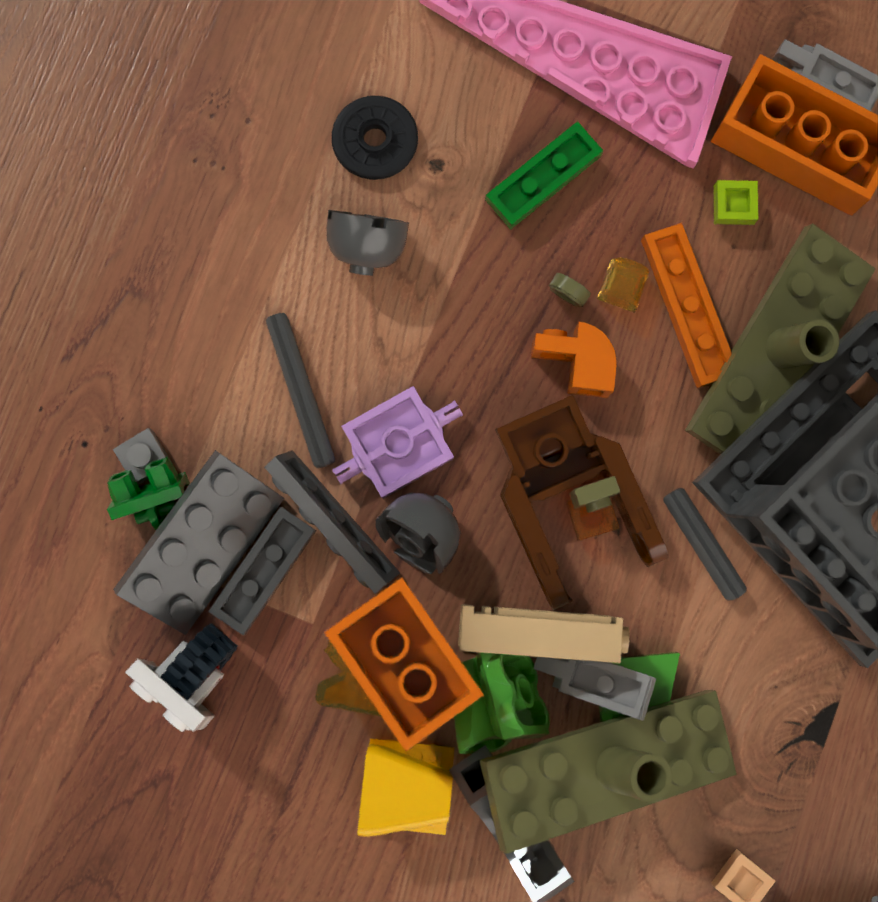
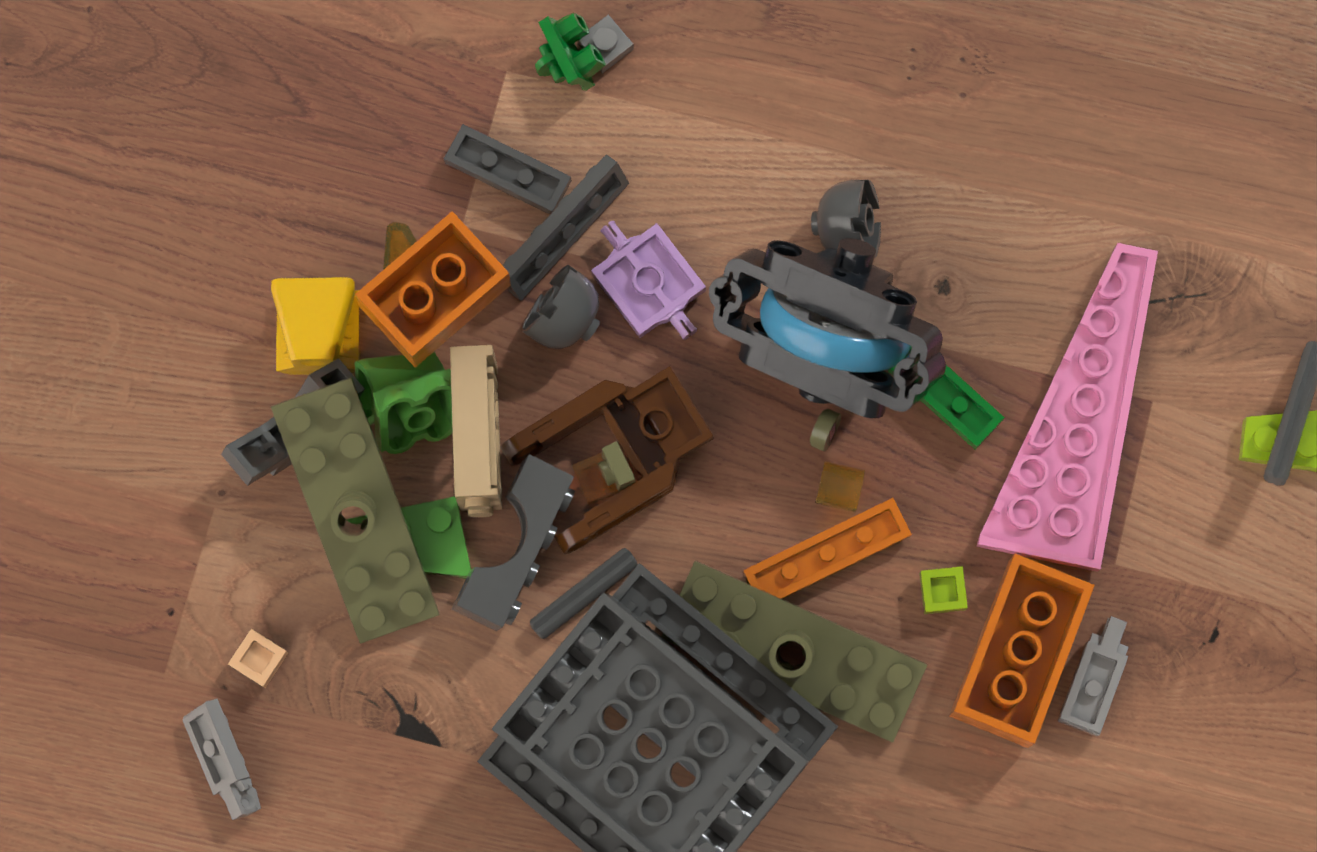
camera: 85 degrees right, 5 degrees down
(185, 678) = (398, 110): plate -> none
(198, 543) = (527, 106): dark grey plate -> none
(300, 390) = (689, 182): dark grey axle -> none
(380, 160) = (954, 244): black wheel -> none
(483, 258) = (829, 326): none -> black piece
(590, 357) = (757, 457): orange brick -> none
(601, 684) = (433, 495): light grey hinge -> none
(702, 633) = (536, 496): none -> dark grey arch

